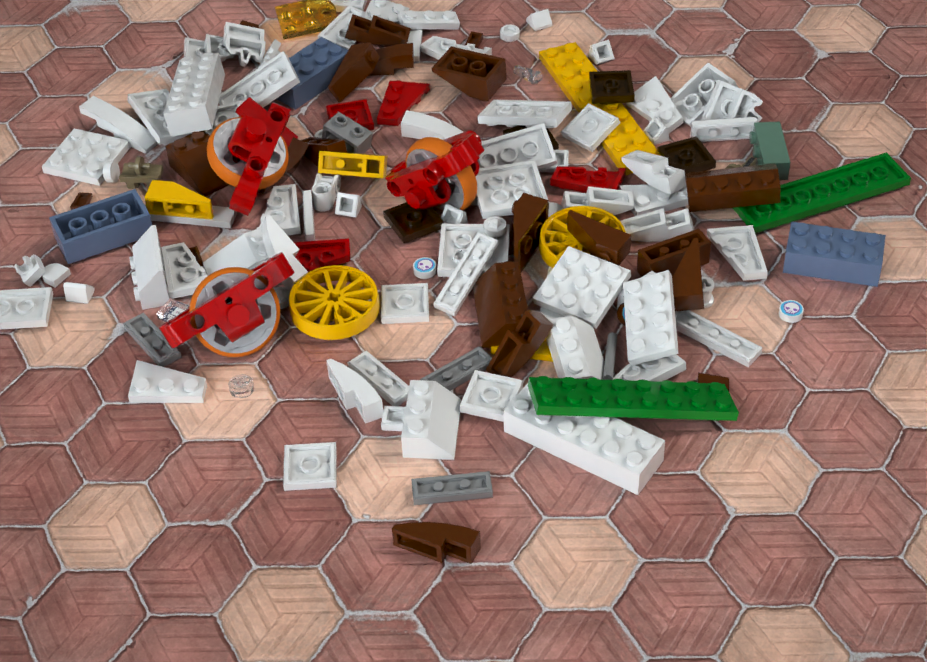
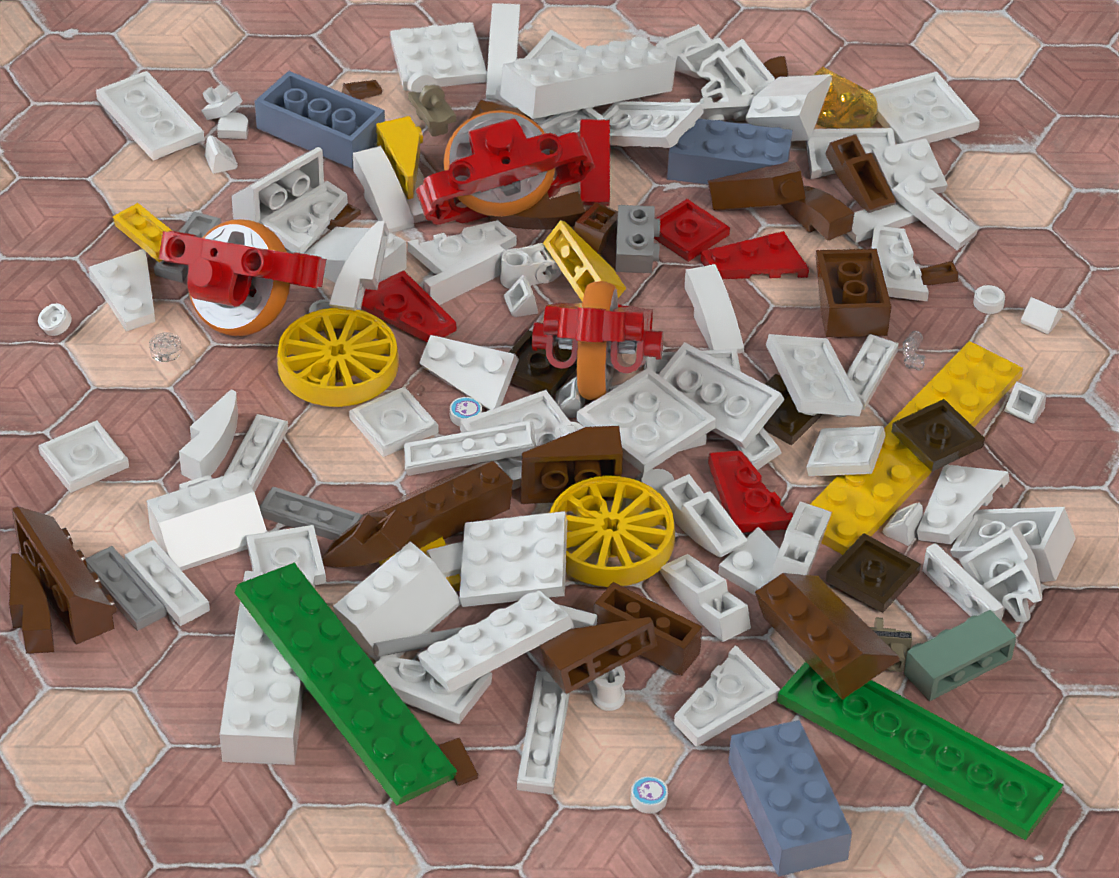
camera: 55 degrees right, 0 degrees up
(126, 350) = (142, 228): none -> yellow plate
(164, 432) = (54, 319): none -> white tile
(194, 225) = (382, 189): none -> white slope
(295, 29) = (790, 104): none -> white slope
(394, 248) = (470, 369): none -> white wing
(438, 507) = (63, 575): none -> reddish brown slope
(468, 461) = (167, 582): none -> white plate
(519, 90) = (871, 366): none -> white tile
(599, 238) = (595, 539): reddish brown slope -> none

